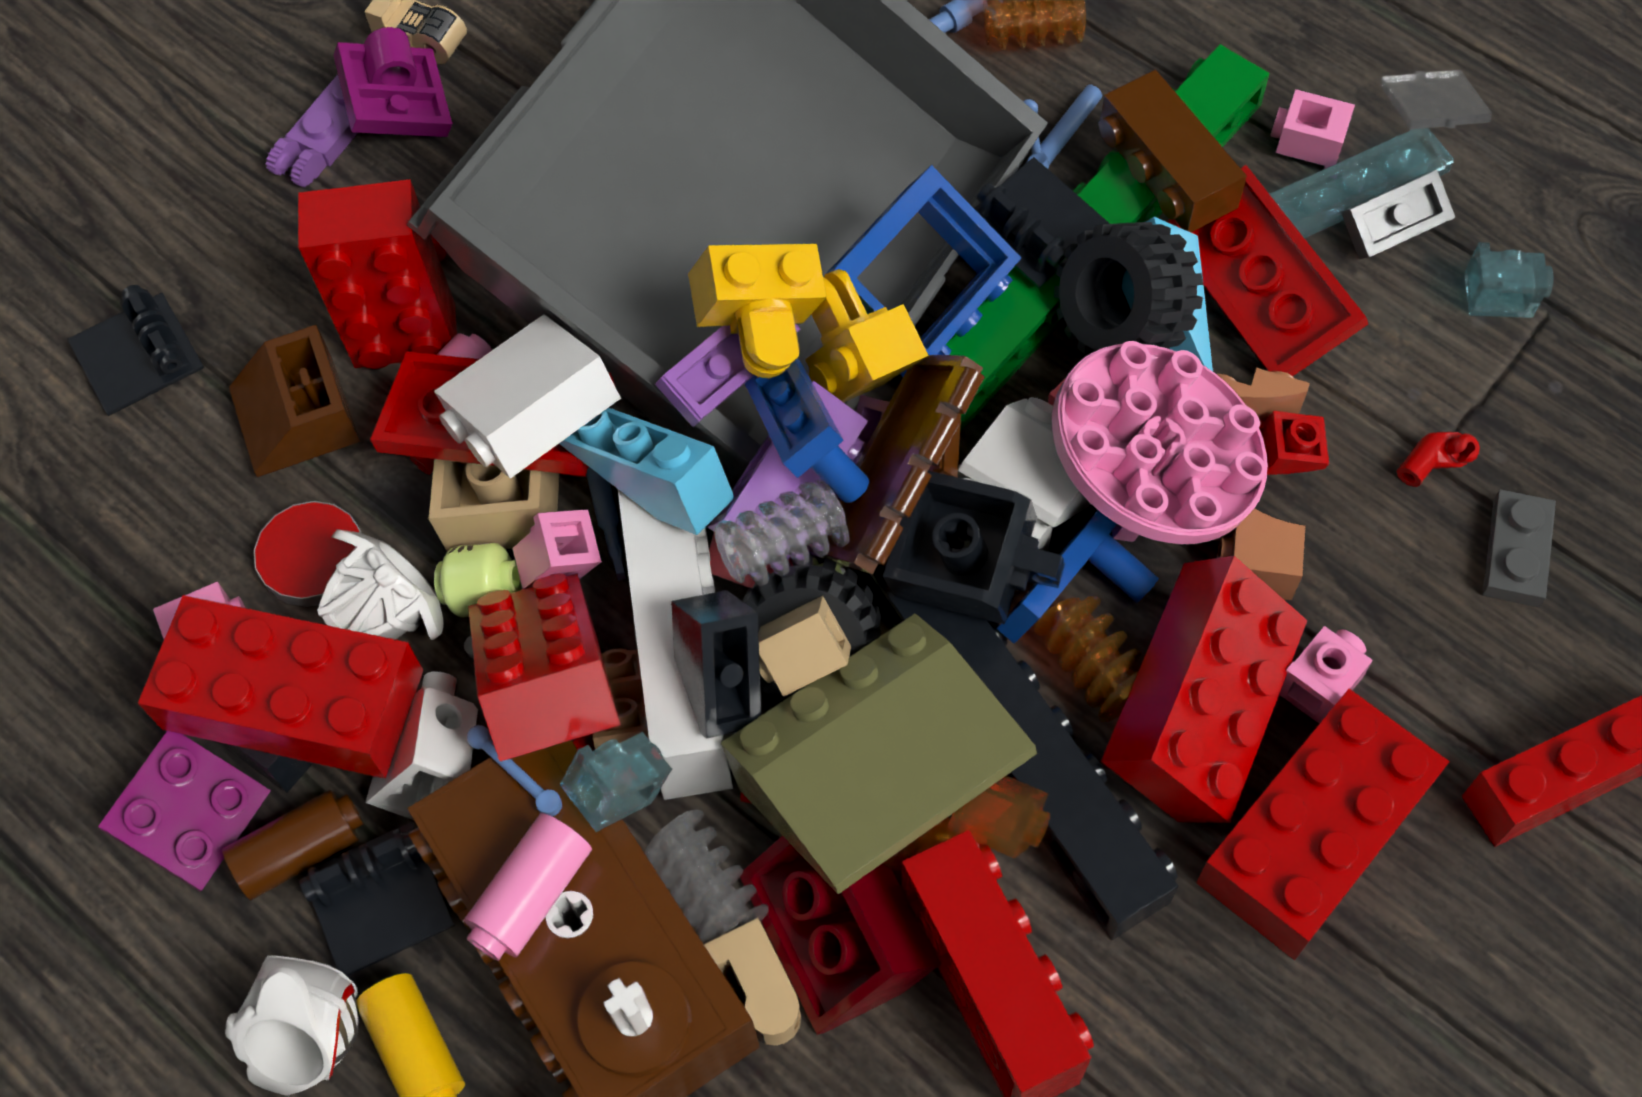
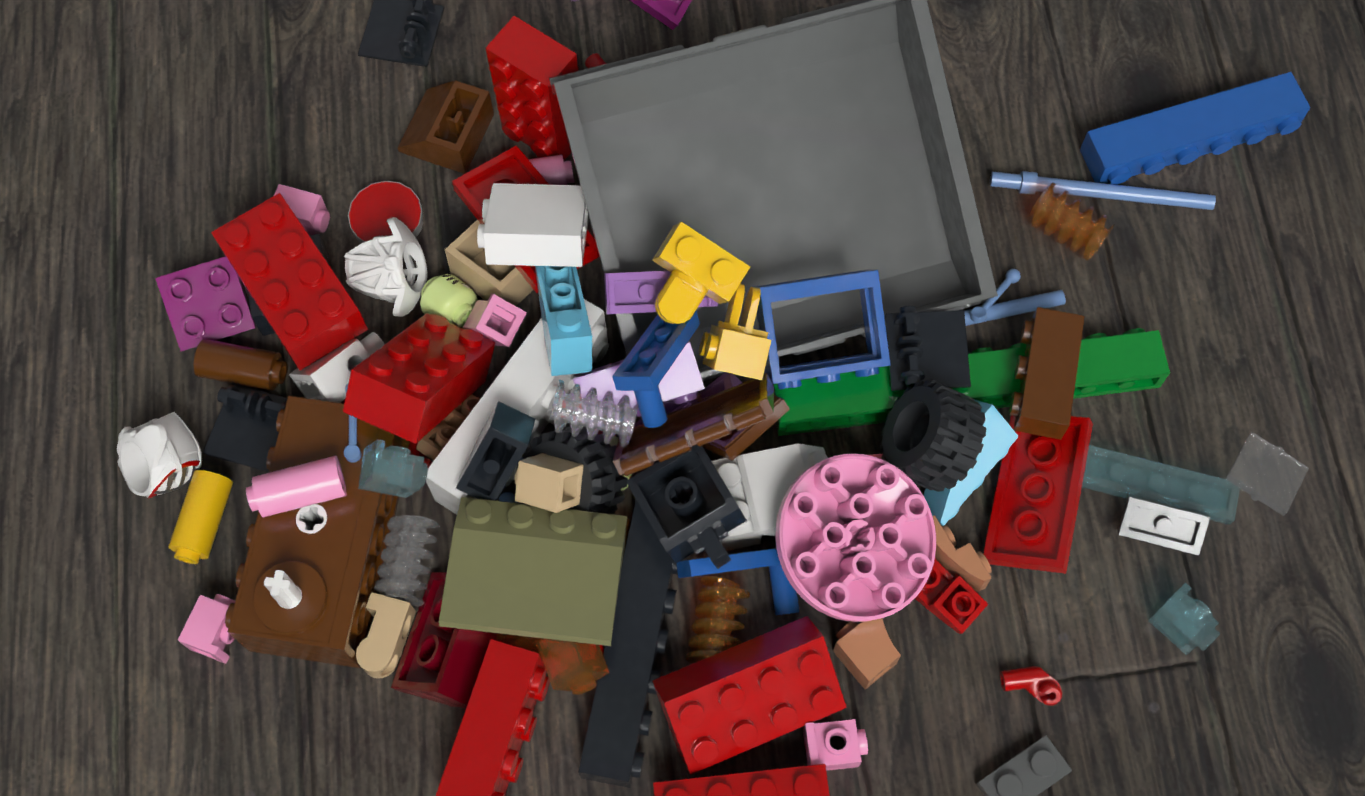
camera: 40 degrees right, 5 degrees up
(1312, 128) = (1171, 417): bright pink brick -> none

